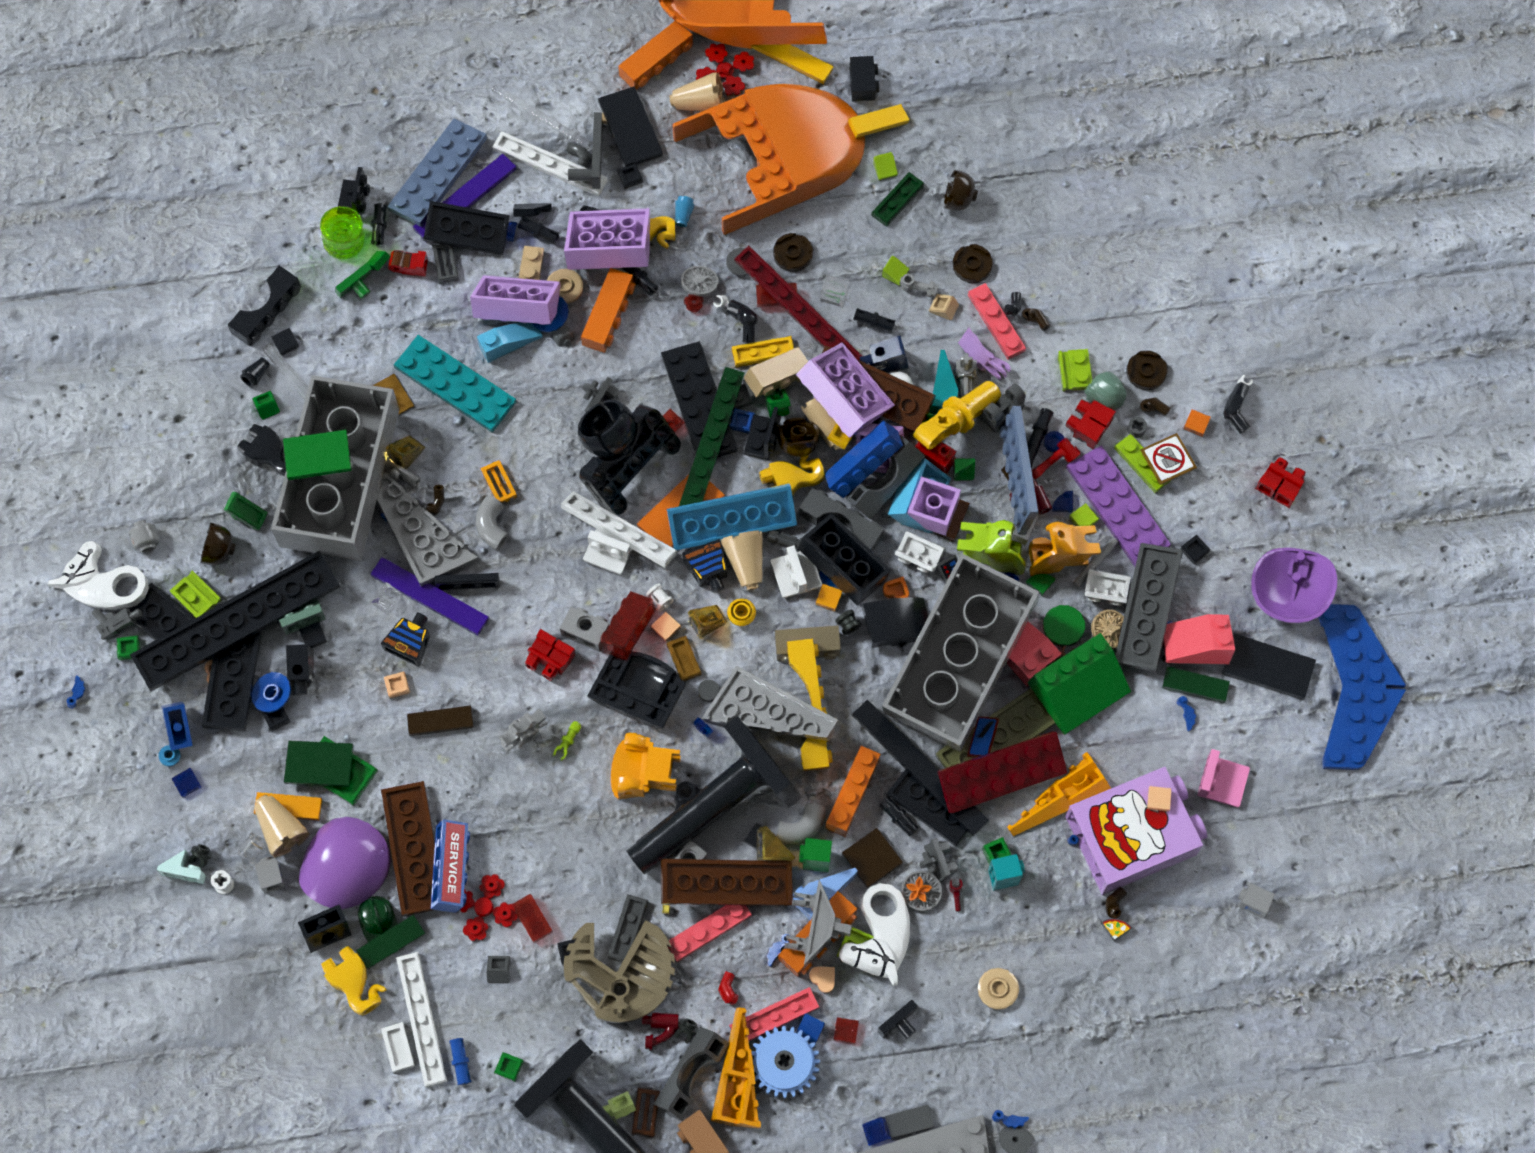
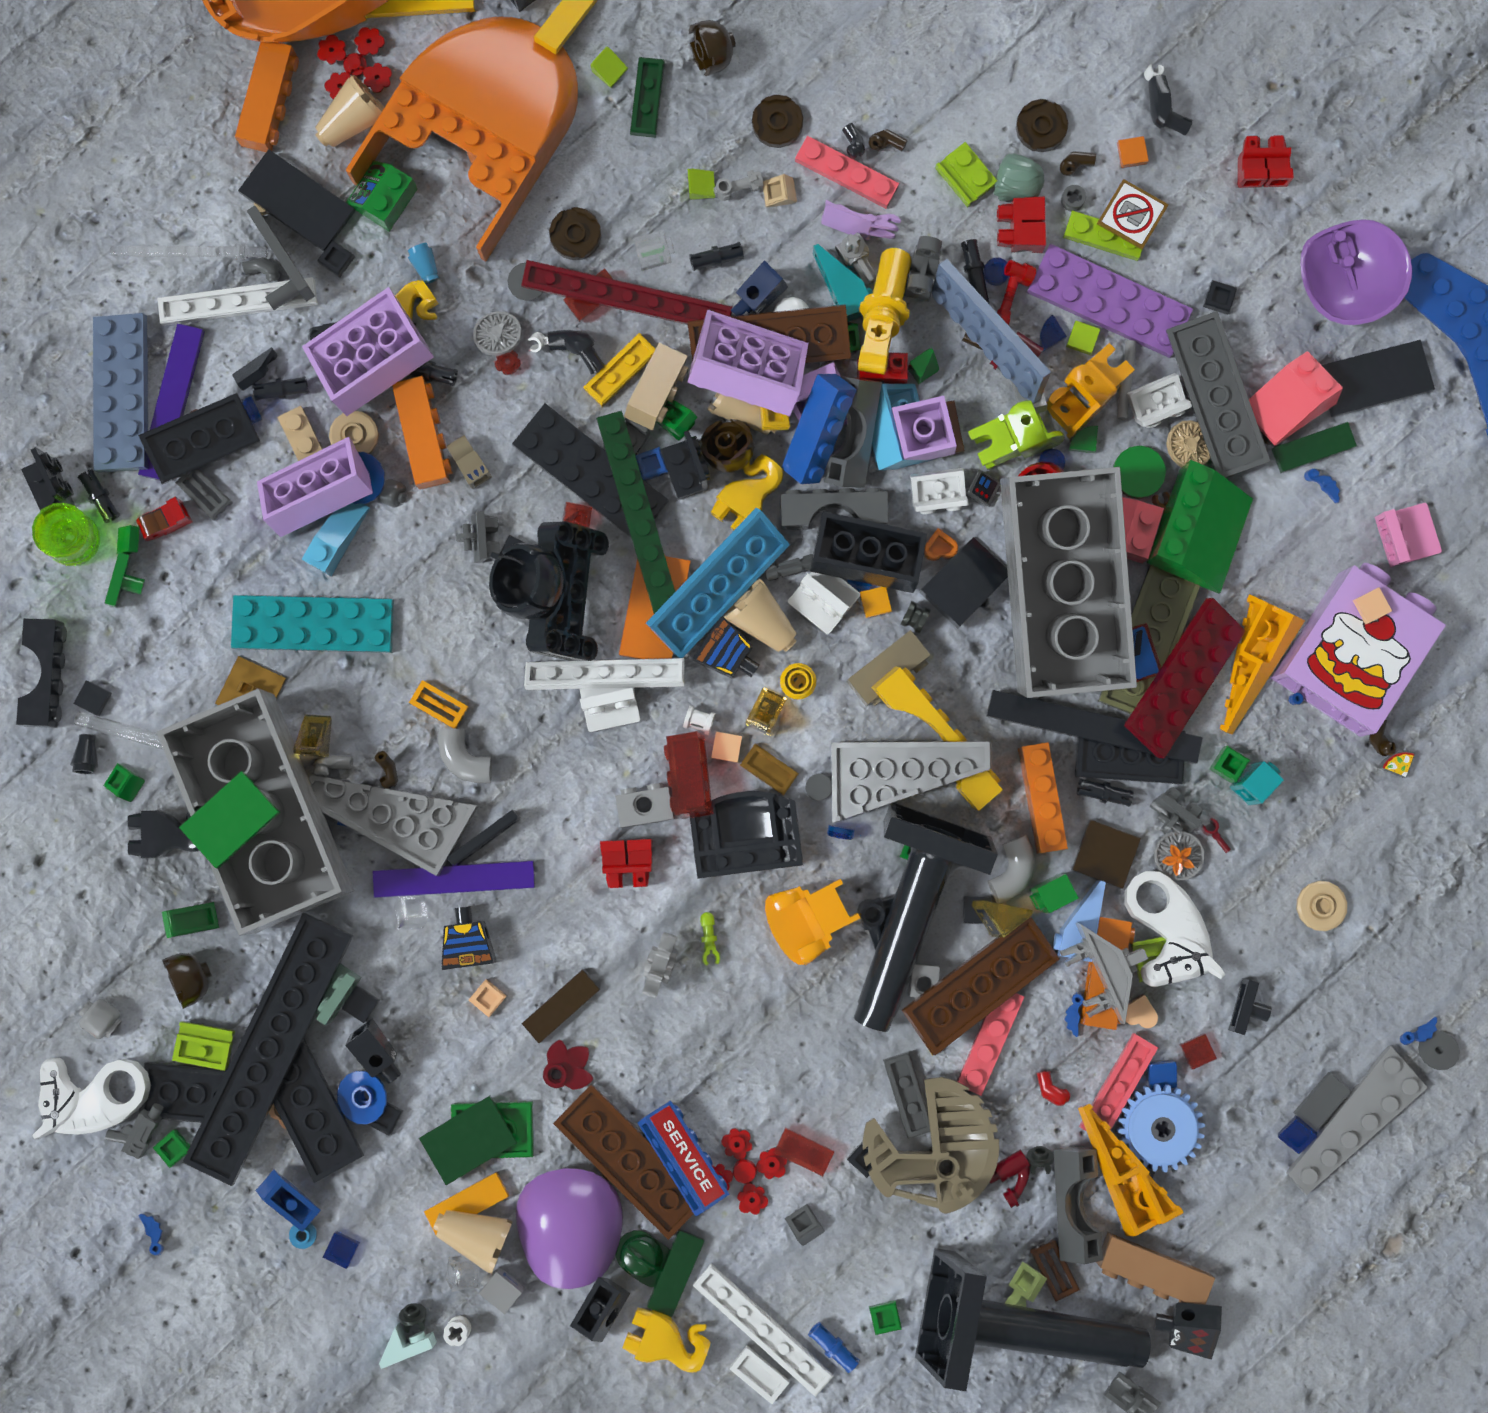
camera: 30 degrees left, 15 degrees up
(419, 761) = (570, 1063): none -> dark red plate
(625, 347) = (468, 462): none -> dark tan leg
(687, 156) = (382, 194): none -> green slope

